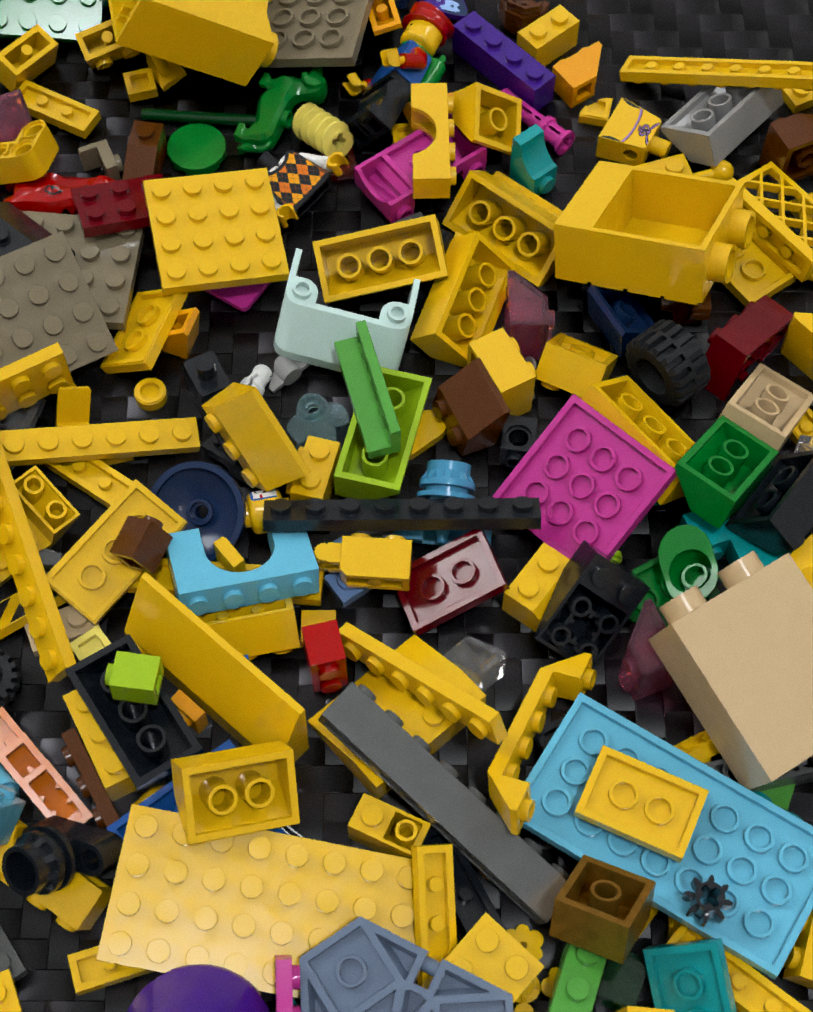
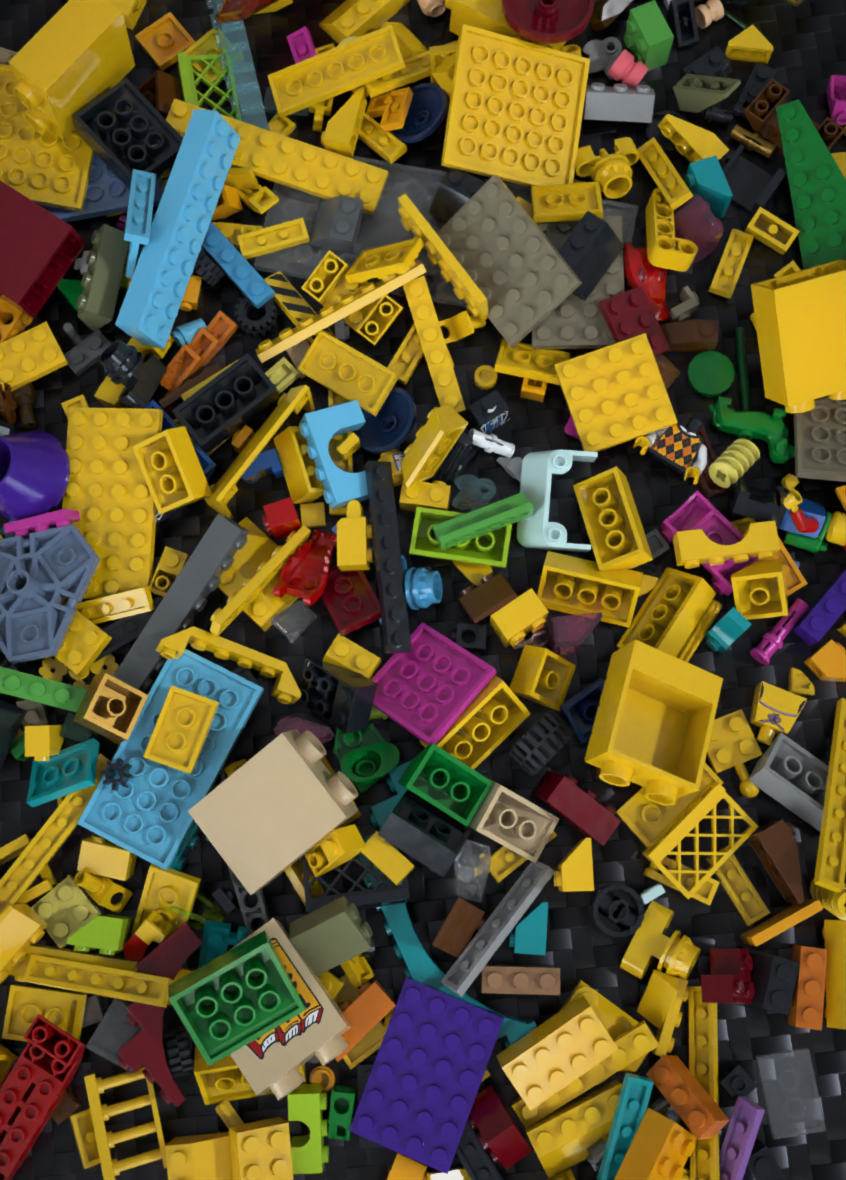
camera: 90 degrees right, 15 degrees up
(135, 677) = (239, 395): lime brick -> none
(141, 543) = (344, 385): reddish brown brick -> none
(406, 623) = (308, 570): none -> red animal

